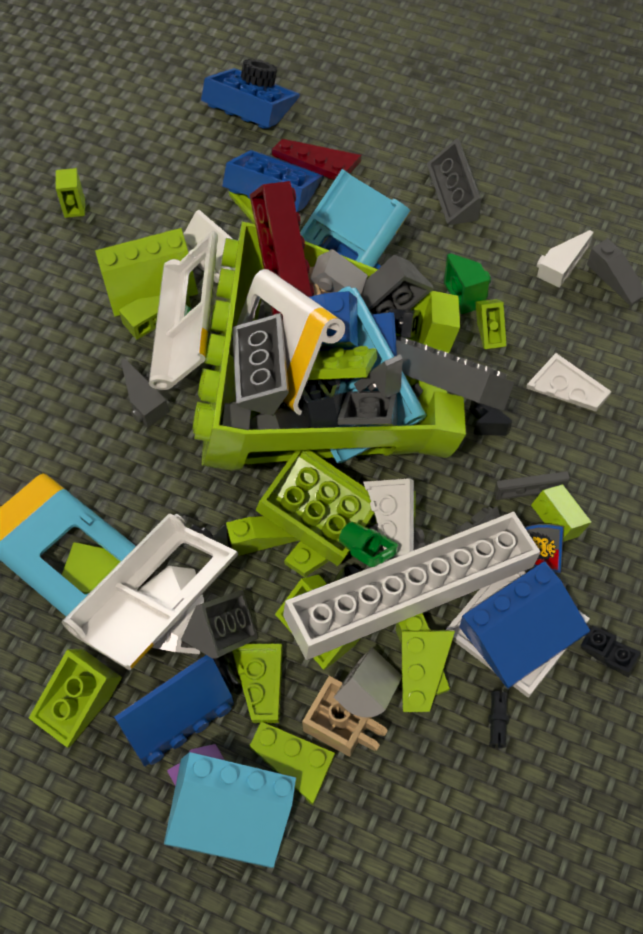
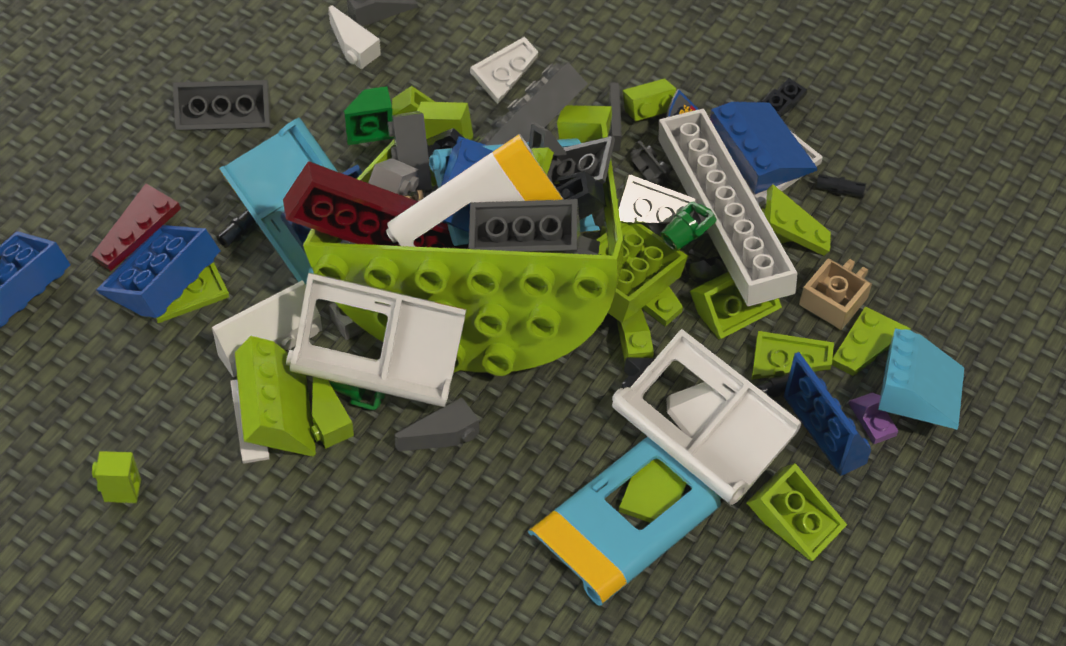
camera: 85 degrees left, 5 degrees down
(220, 625) = (759, 355): dark grey slope -> none
(368, 686) = (828, 249): light grey brick -> none

